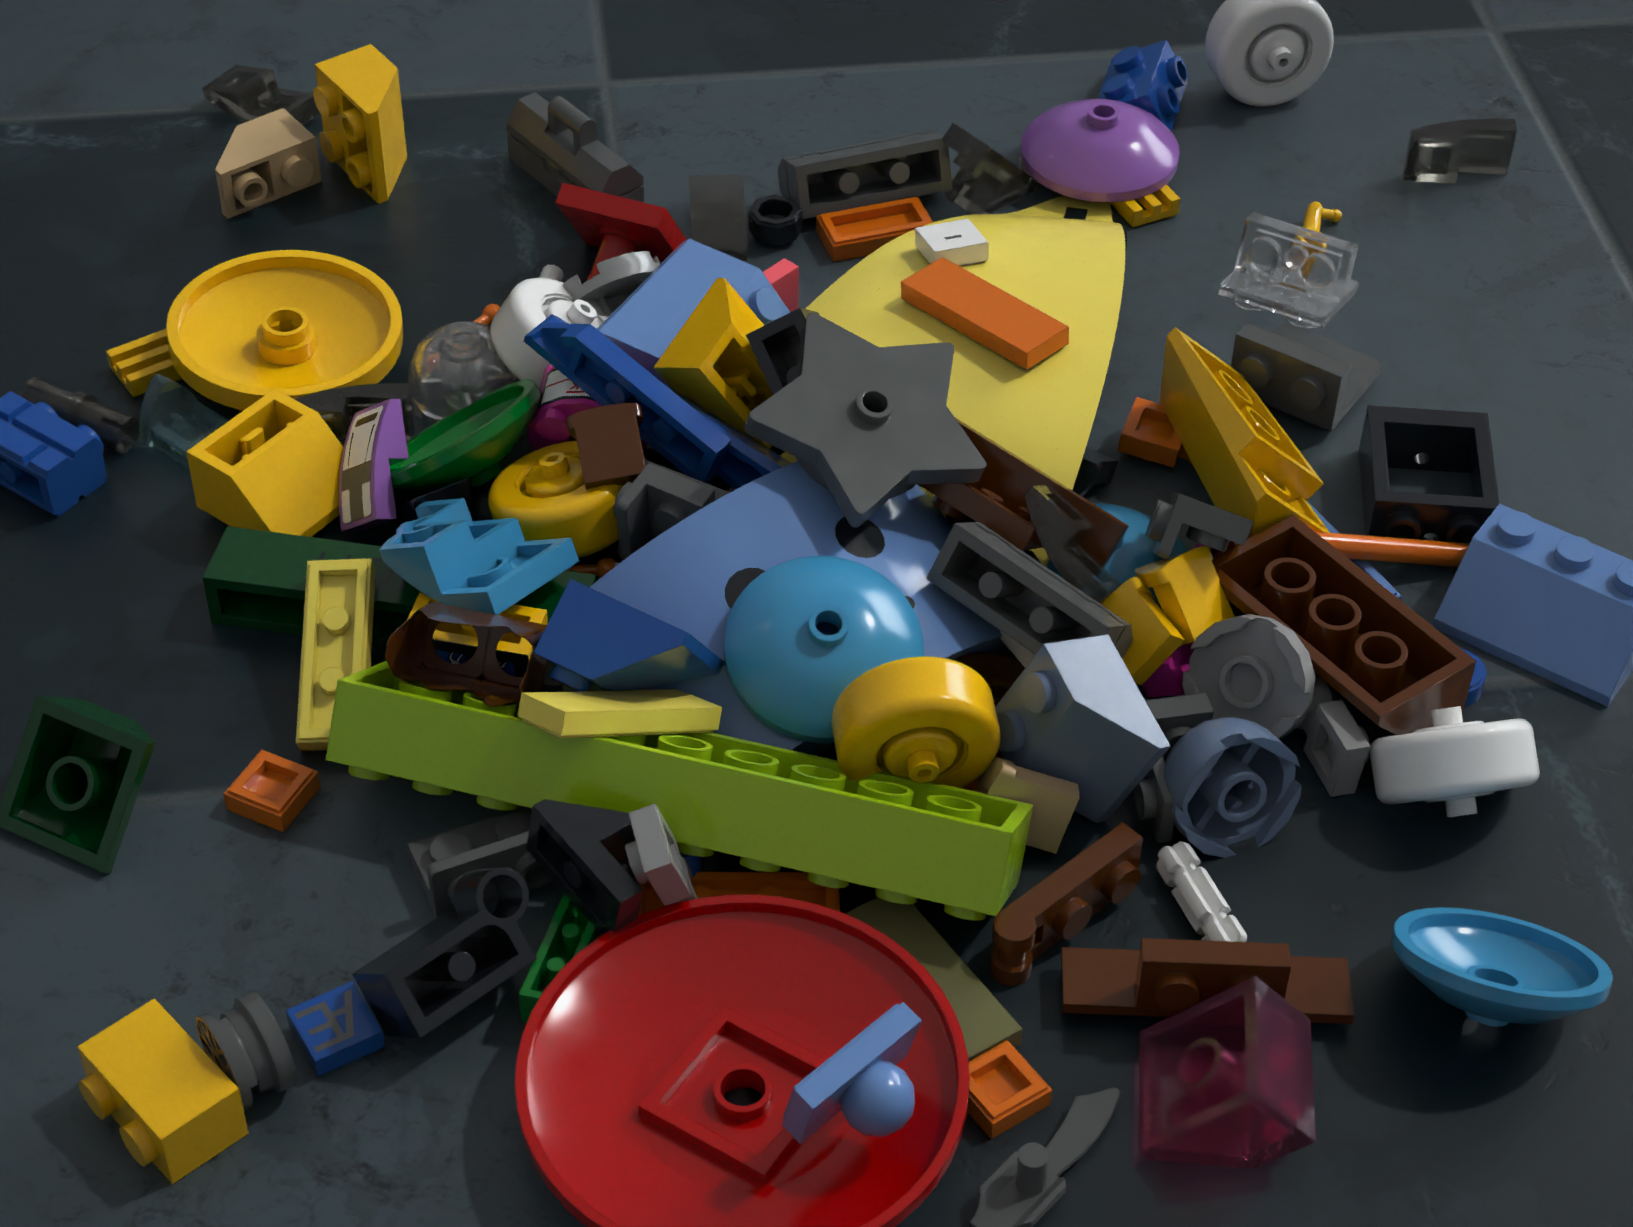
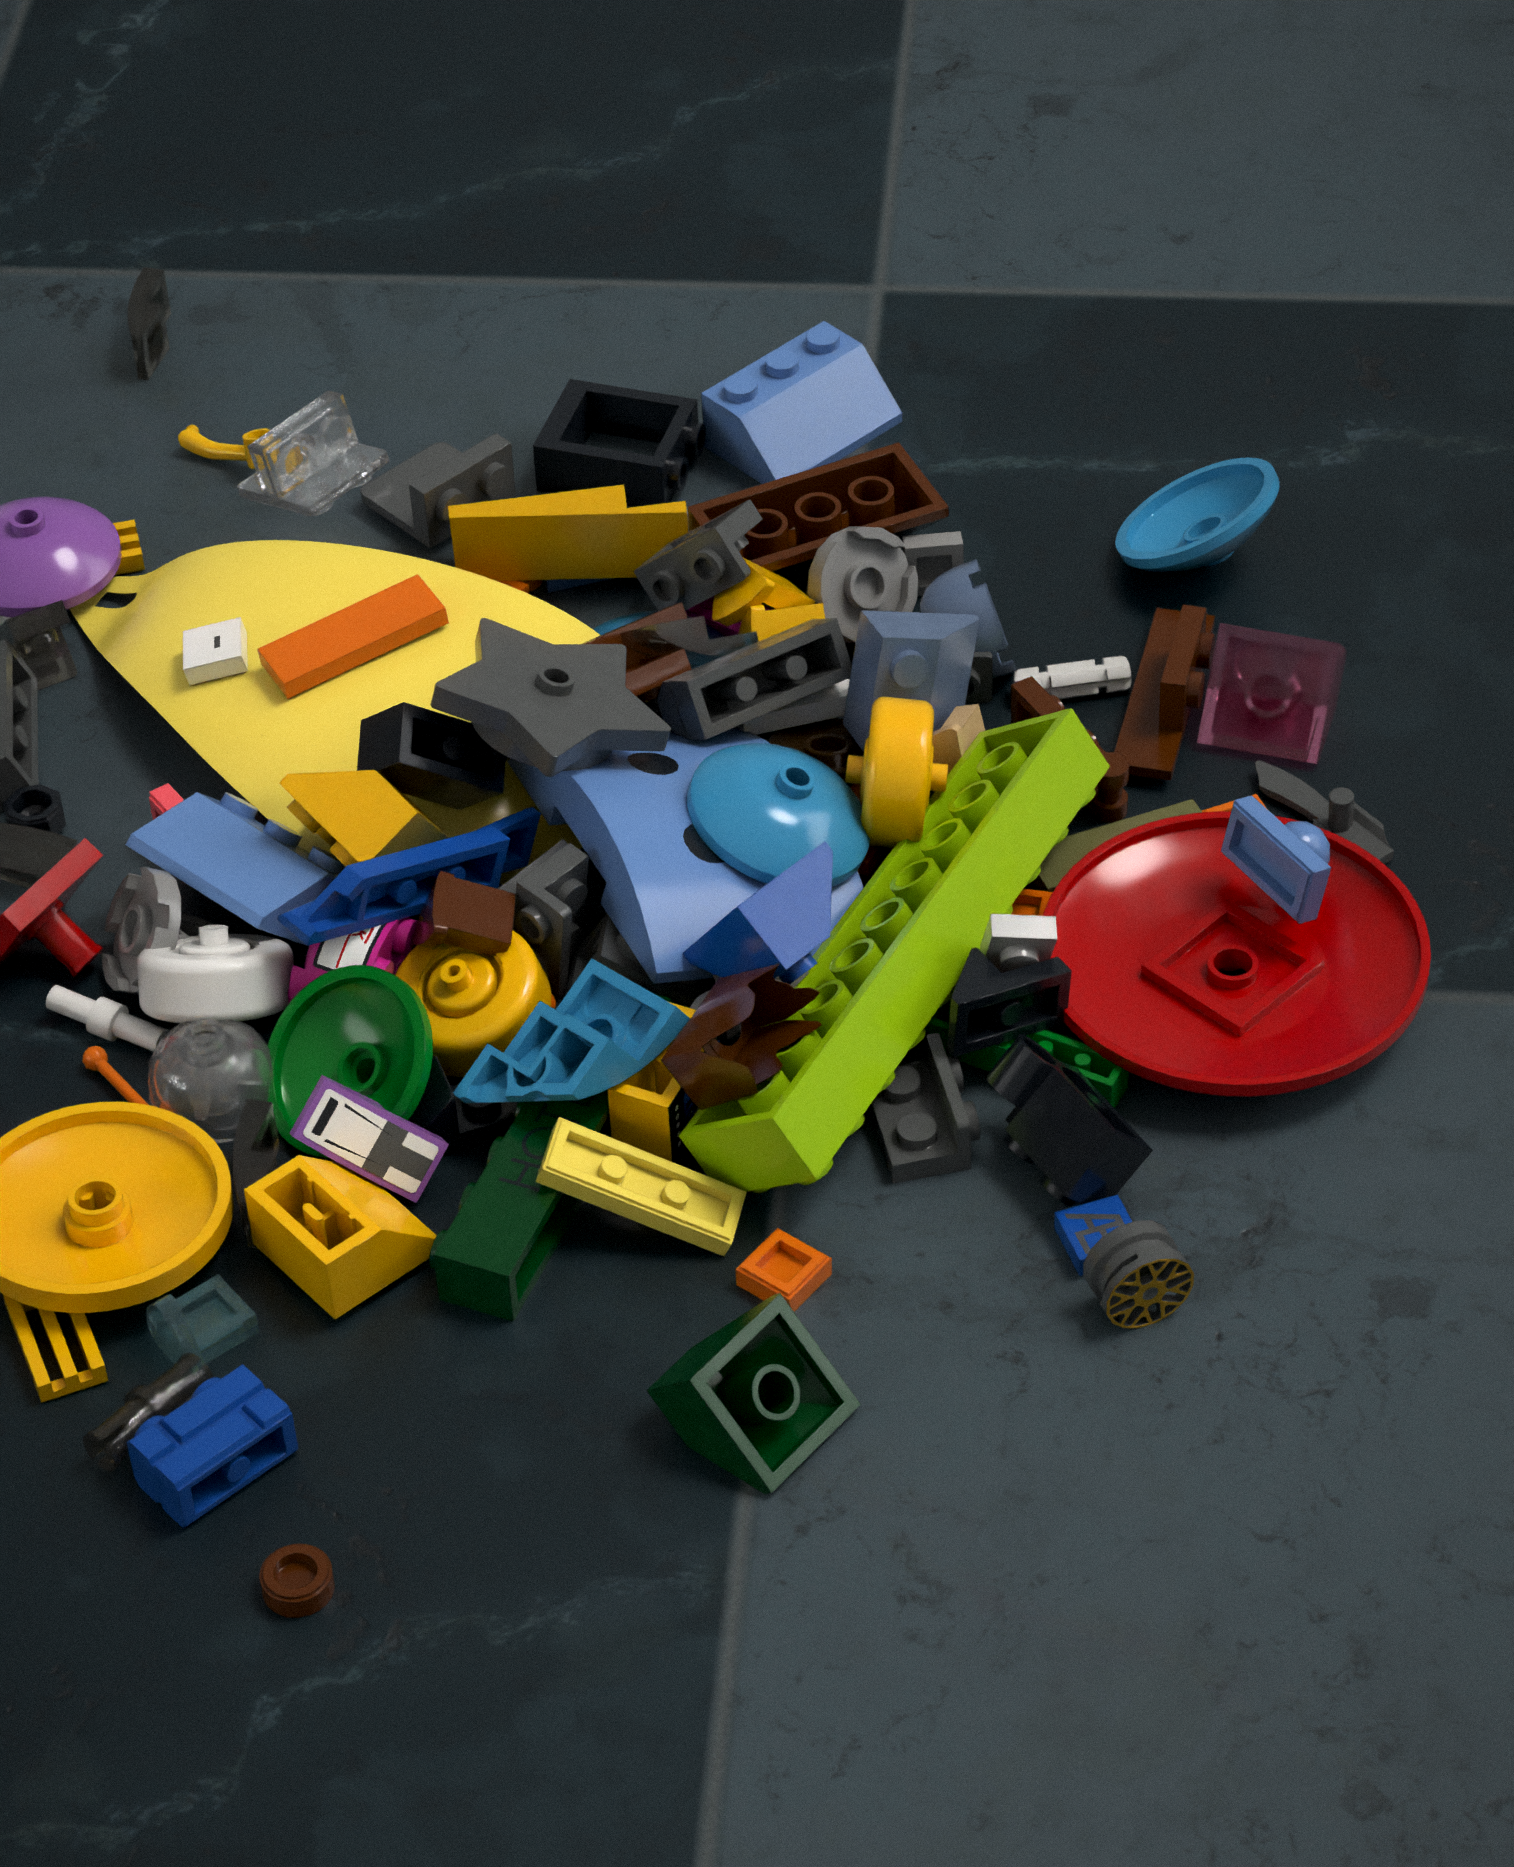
camera: 75 degrees left, 0 degrees up
(161, 1092) = (1163, 1343): yellow brick -> none
(618, 713) = (857, 950): light yellow tile -> none
(866, 228) = (73, 746): orange tile -> none
(1397, 549) = (704, 472): orange bar -> none
(1454, 761) = (987, 490): white wheel -> none

